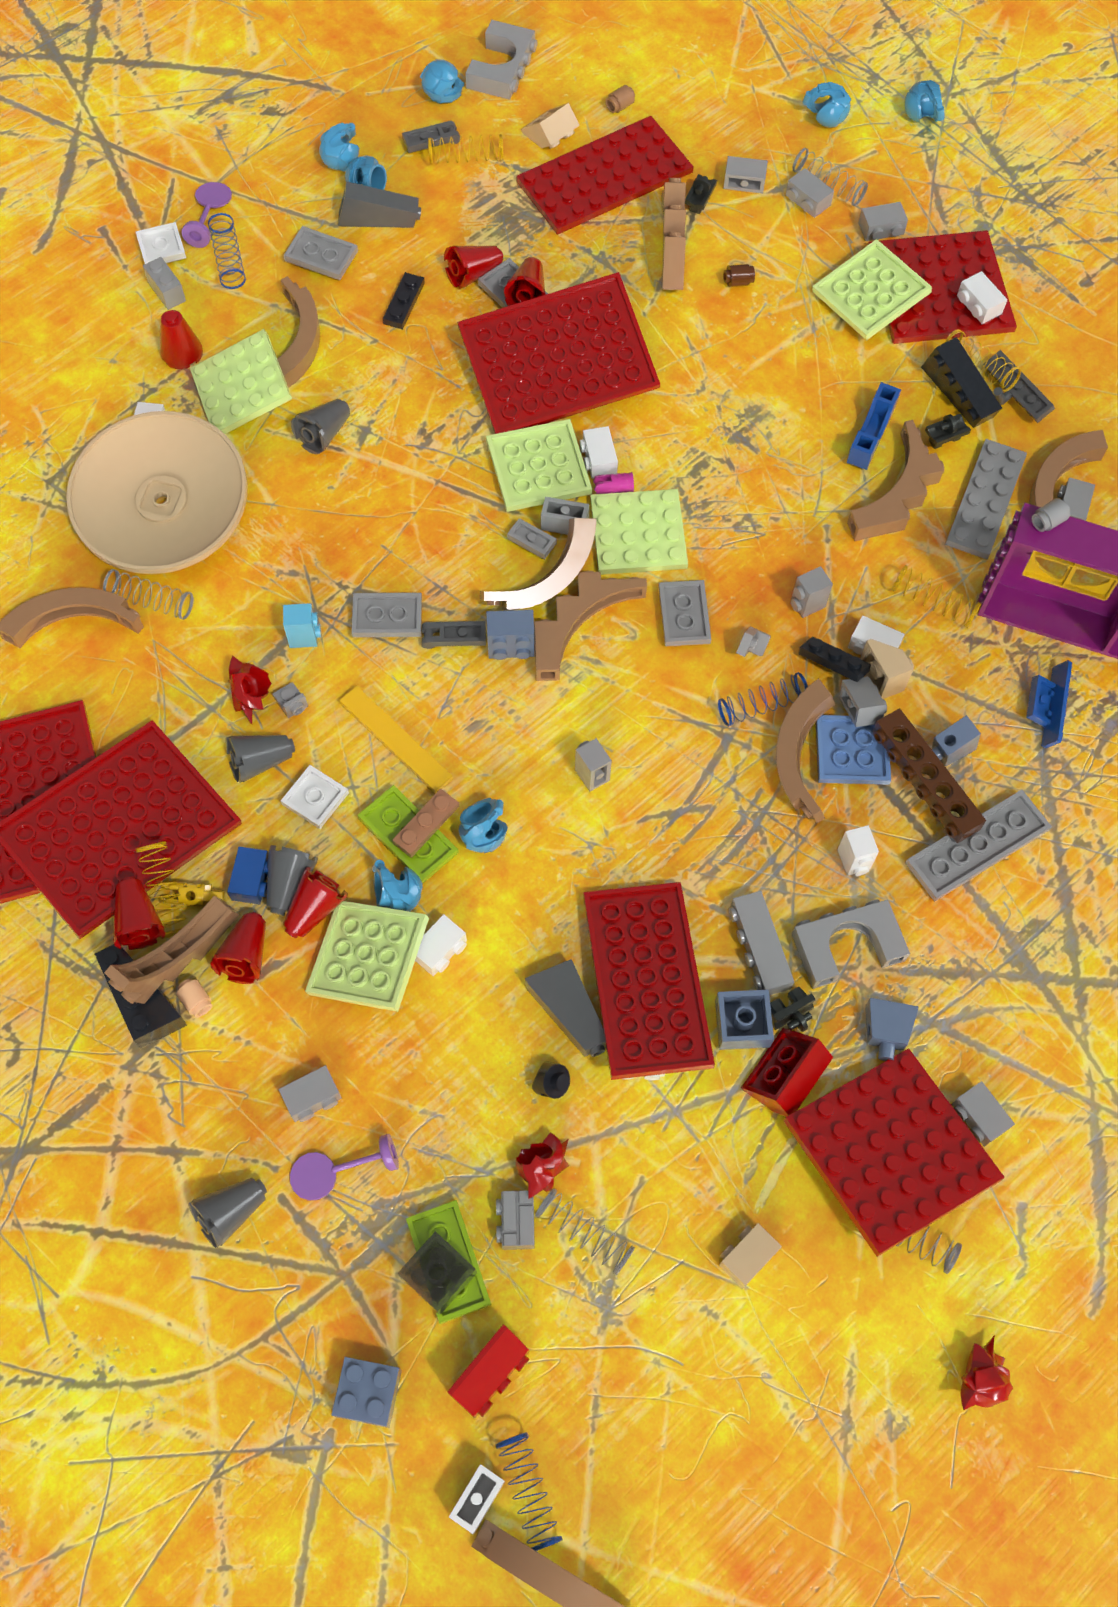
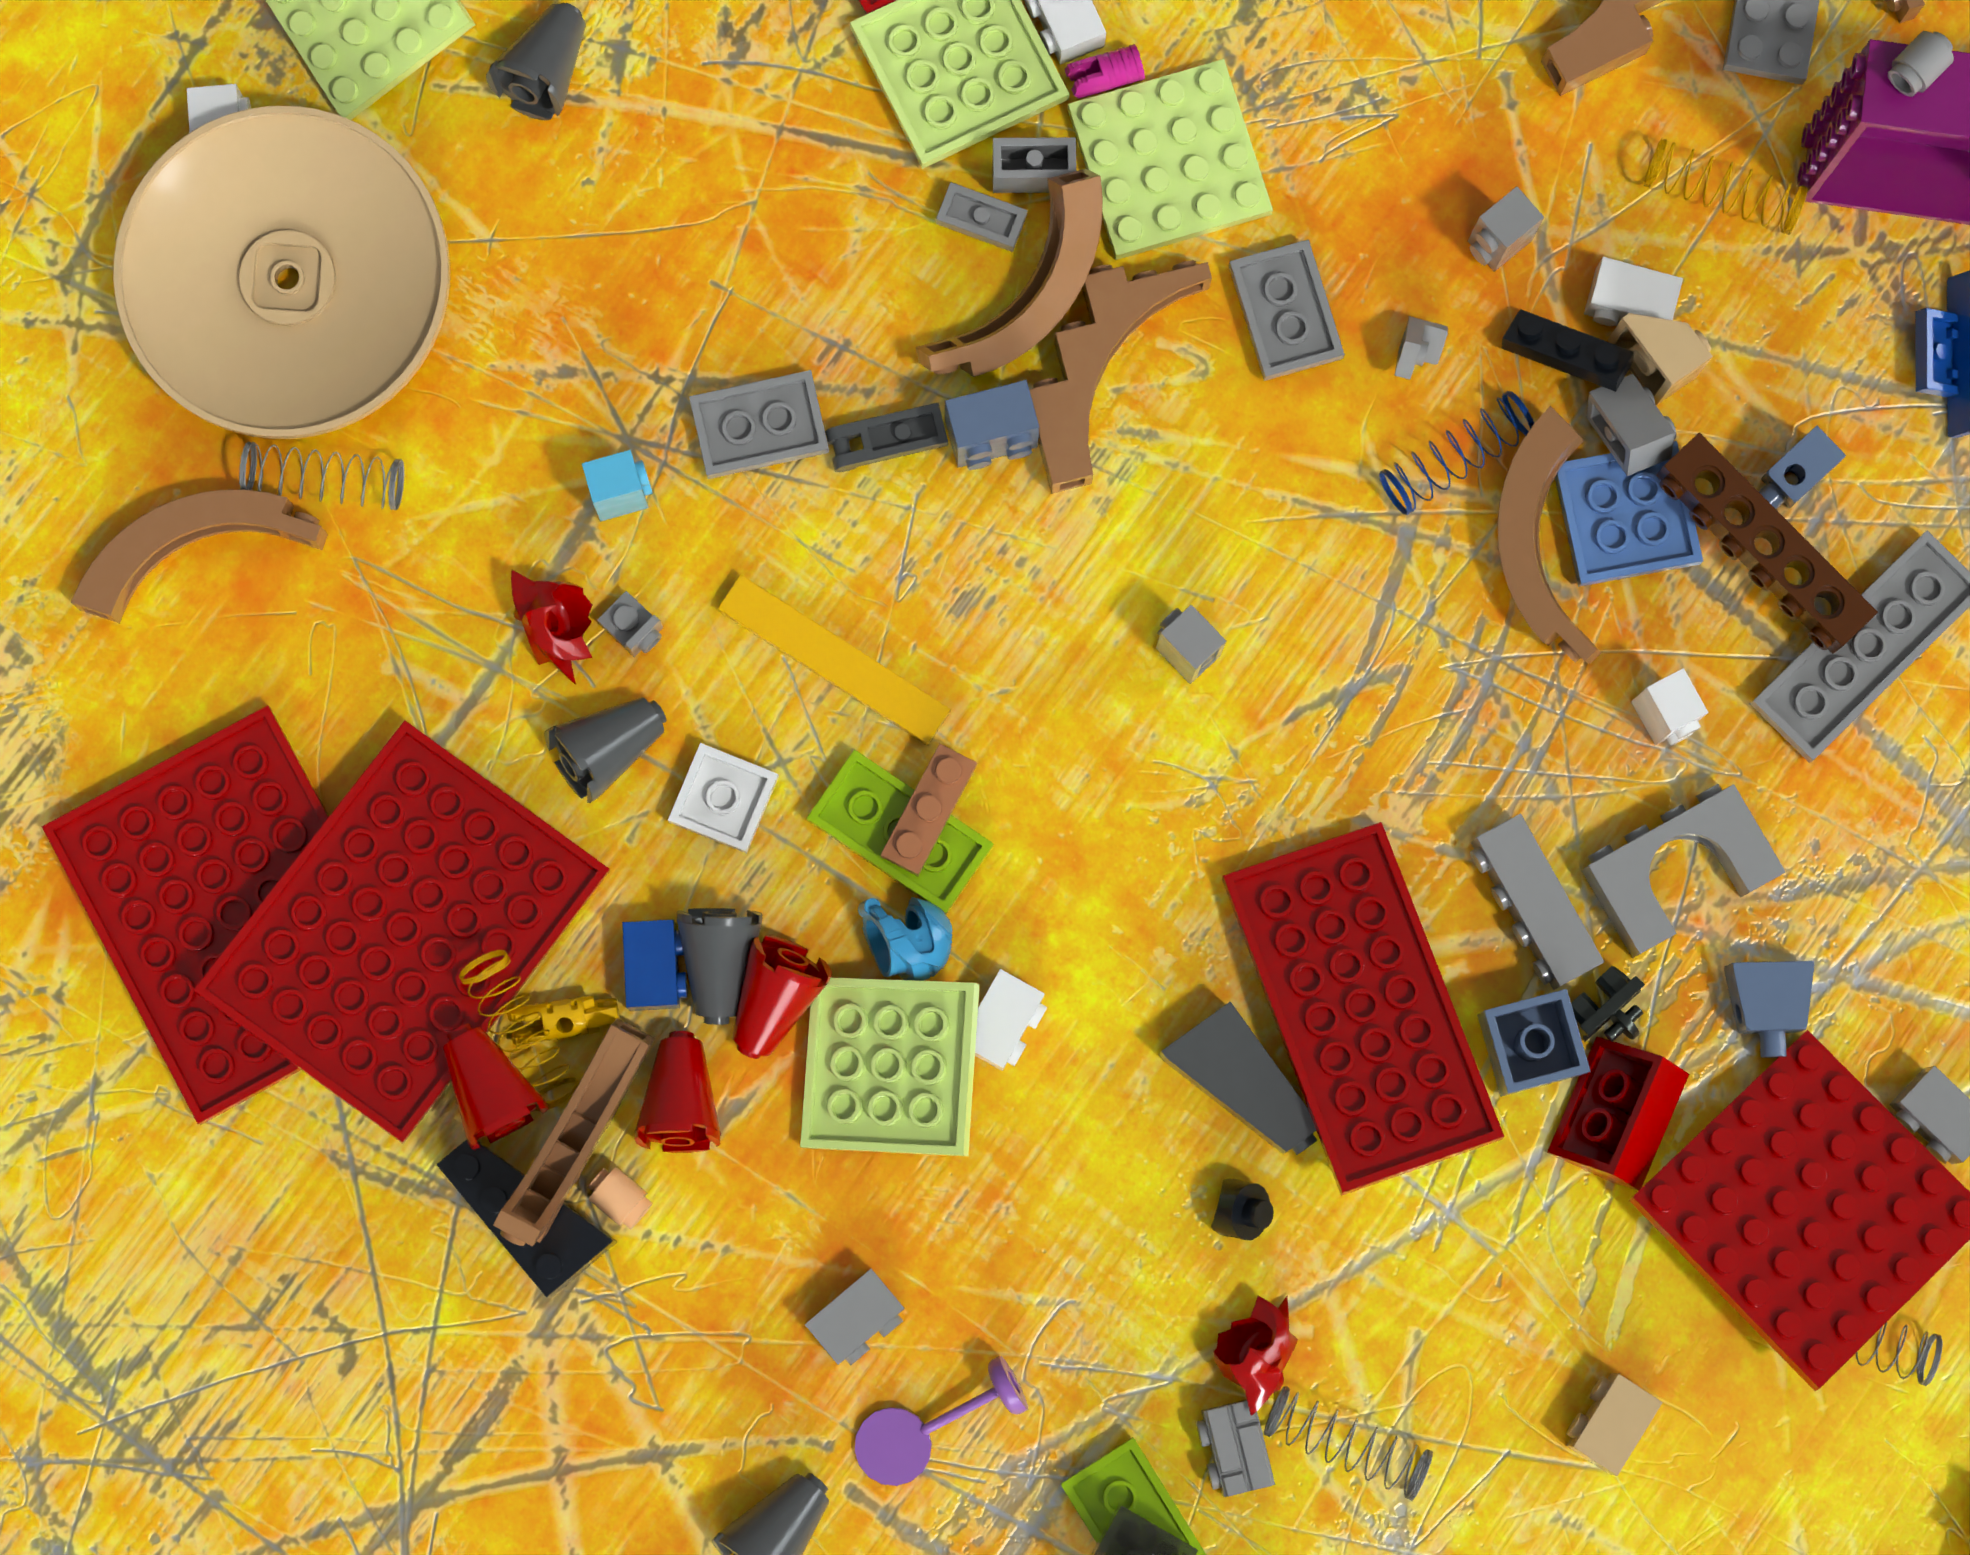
camera: 15 degrees left, 15 degrees up
(483, 831) = (1046, 798): dark azure helmet -> none

